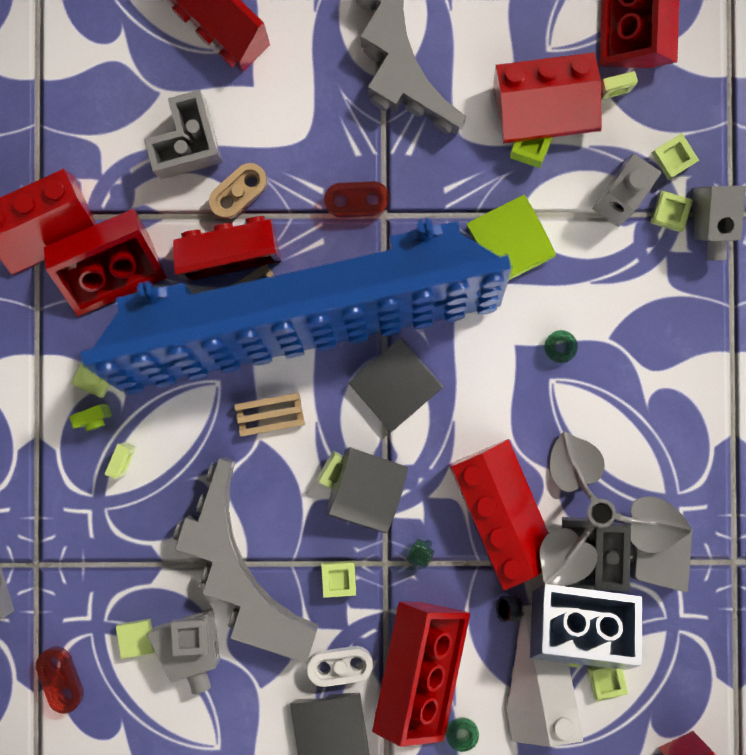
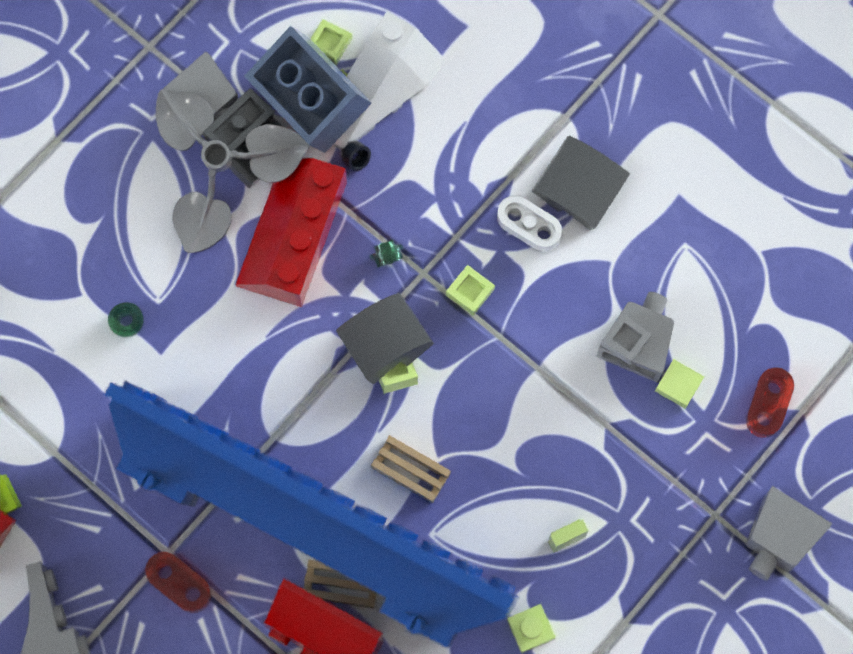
camera: 140 degrees left, 15 degrees down
(91, 418) = (562, 592): lime plate -> none
(260, 618) = (546, 409): light grey arch -> none
(396, 384) = (285, 403): dark grey slope -> none
(420, 673) = (469, 165): red slope -> none
(466, 743) = (482, 86): clear green plate -> none
(514, 232) = (81, 439): lime slope -> none

